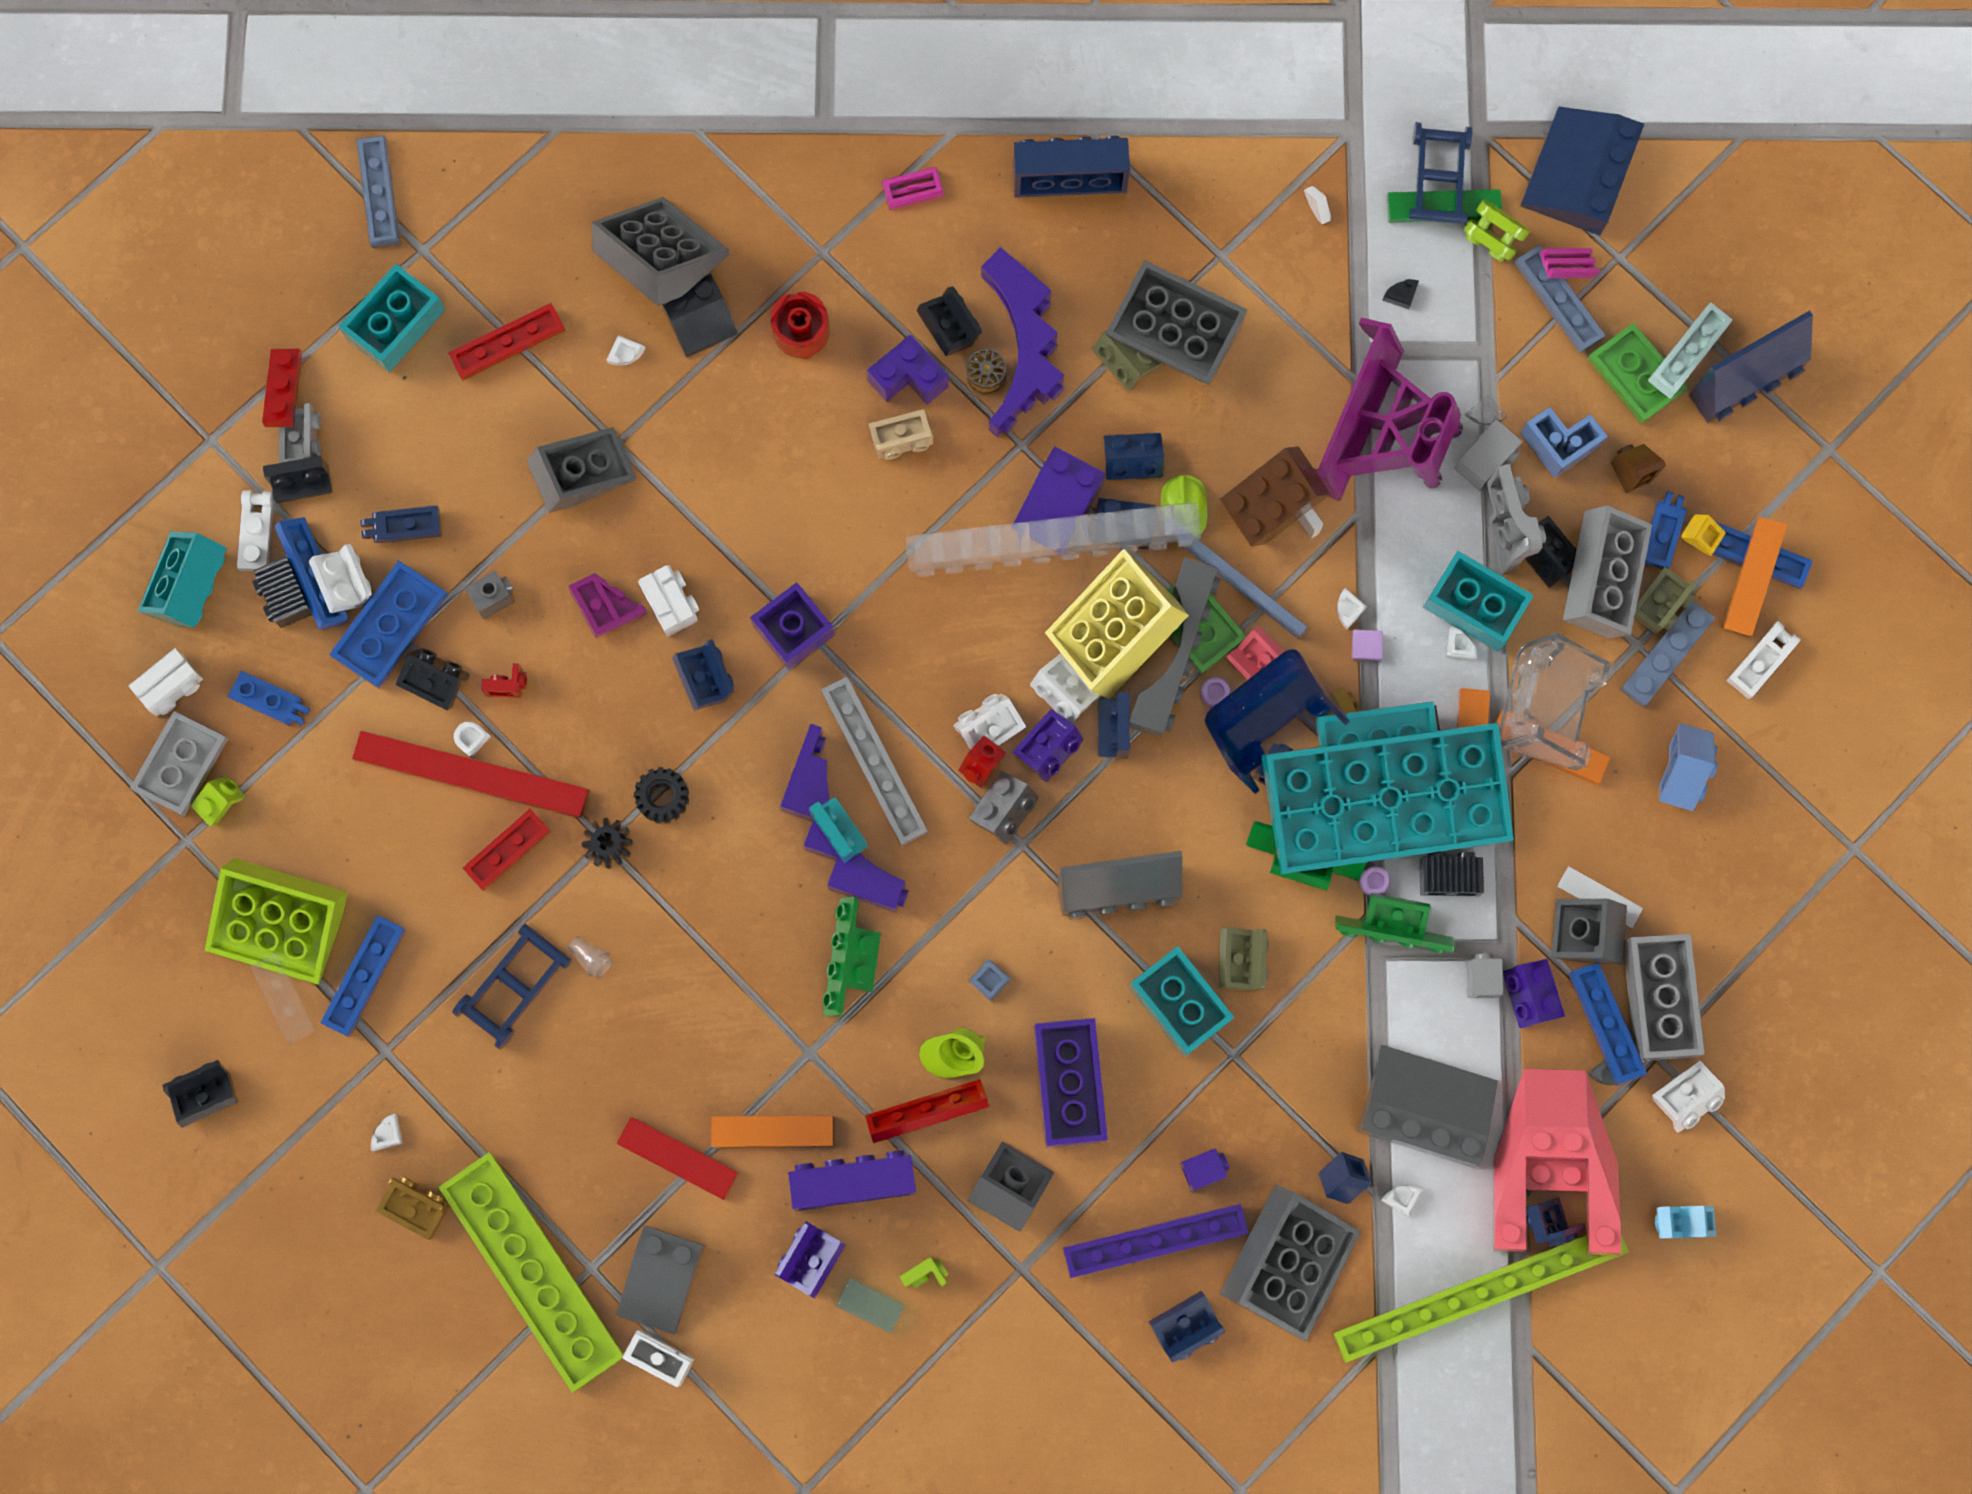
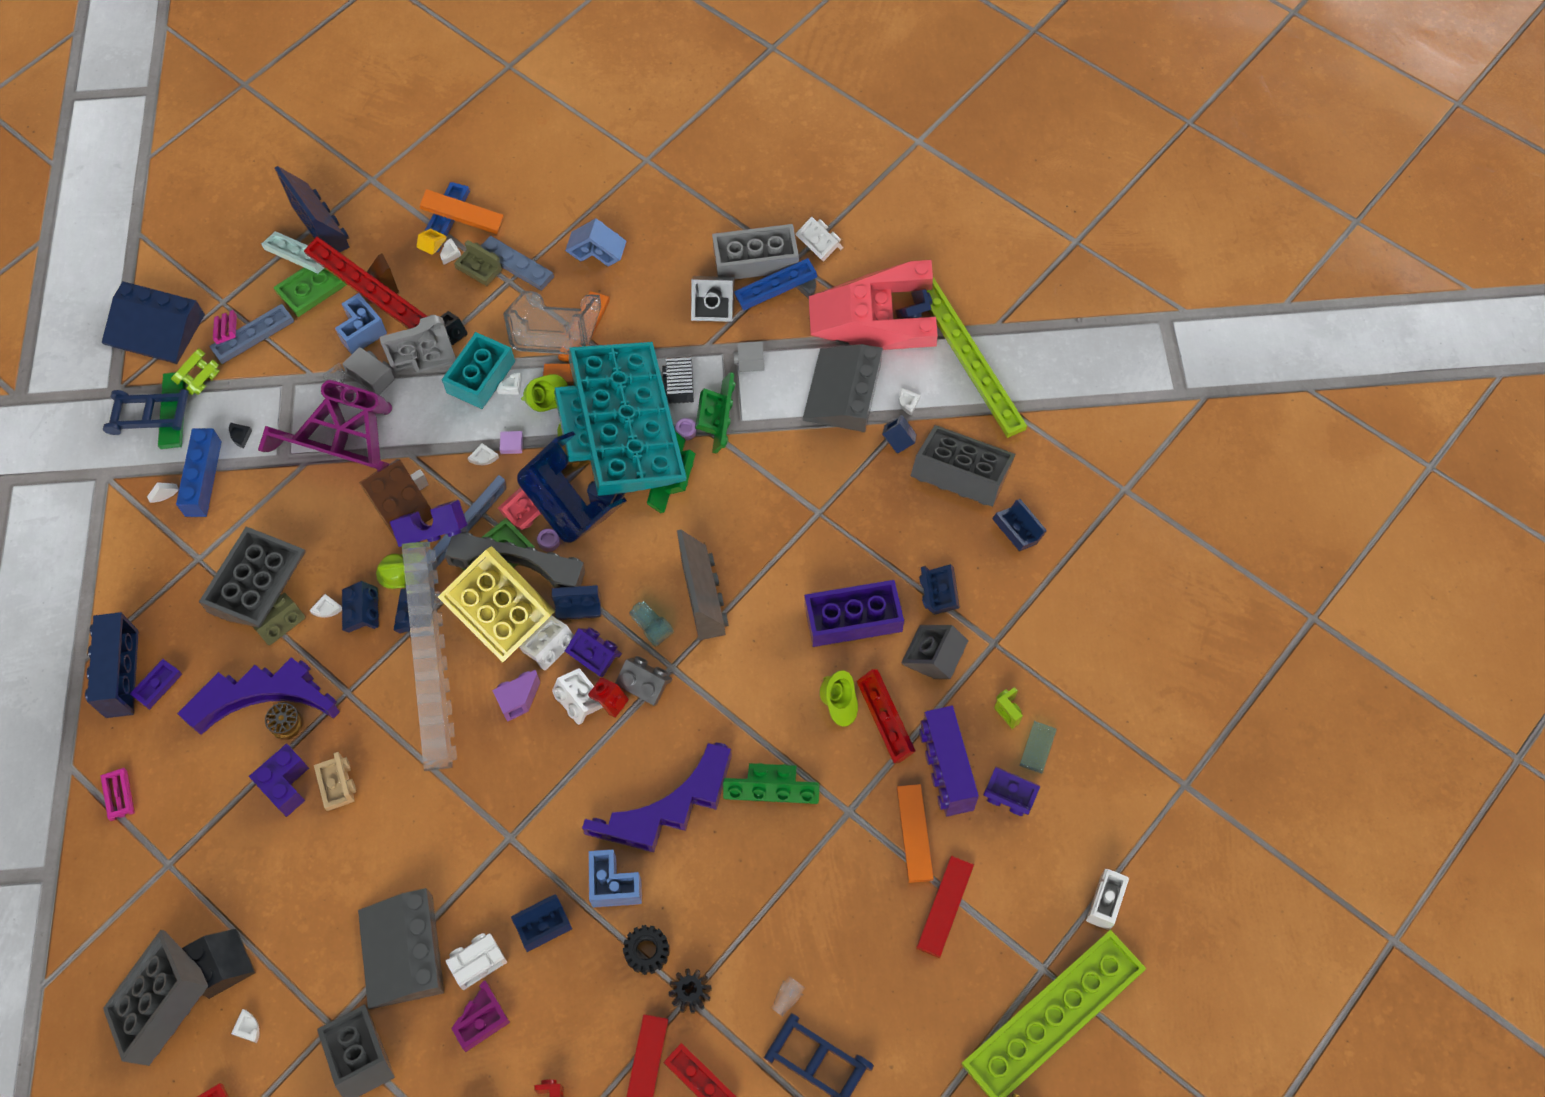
camera: 90 degrees left, 15 degrees down
(660, 1279) = (1043, 908): dark grey slope -> none
(692, 516) = (400, 949): none -> dark grey slope
(737, 751) = (607, 886): none -> medium blue brick
(792, 626) = (499, 851): dark purple brick -> none
(796, 310) = (242, 880): red brick -> none
(838, 829) = (671, 793): teal bracket -> none
(874, 761) = (609, 780): light grey plate -> none
(950, 322) = (238, 750): black bracket -> none
(989, 980) = (779, 681): sand blue tile -> none
(993, 649) = (517, 695): none -> medium lavender slope
(1048, 219) = (156, 684): none -> dark purple plate
(1061, 489) = (387, 656): dark purple slope -> none
(1074, 824) = (653, 626): none -> clear light blue piece
(1100, 1203) = (939, 589): none -> dark blue bracket
(1139, 414) = (326, 607): none -> white tile
(1155, 1240) = (961, 552): dark purple plate -> none
(1181, 1001) = (785, 542): teal brick -> none
(1204, 1169) = (905, 522): dark purple brick -> none
(1226, 556) = (447, 519): none -> dark purple arch
(1243, 959) = (749, 505): olive bracket -> none
(1341, 247) = (199, 472): none -> blue brick
(1438, 683) = (540, 392): none -> lime piece
(1533, 993) = (758, 328): dark purple bracket -> none
(1586, 888) = (683, 302): white sticker -> none
(1607, 572) = (458, 292): light grey brick -> none
(1615, 450) = (364, 283): none -> red tile
(1665, 531) = (428, 266): blue hinge -> none
(1685, 1222) = (903, 237): medium azure brick -> none
(1691, 561) = (449, 252): none -> white tile
(1763, 660) = (520, 208): white plate -> none

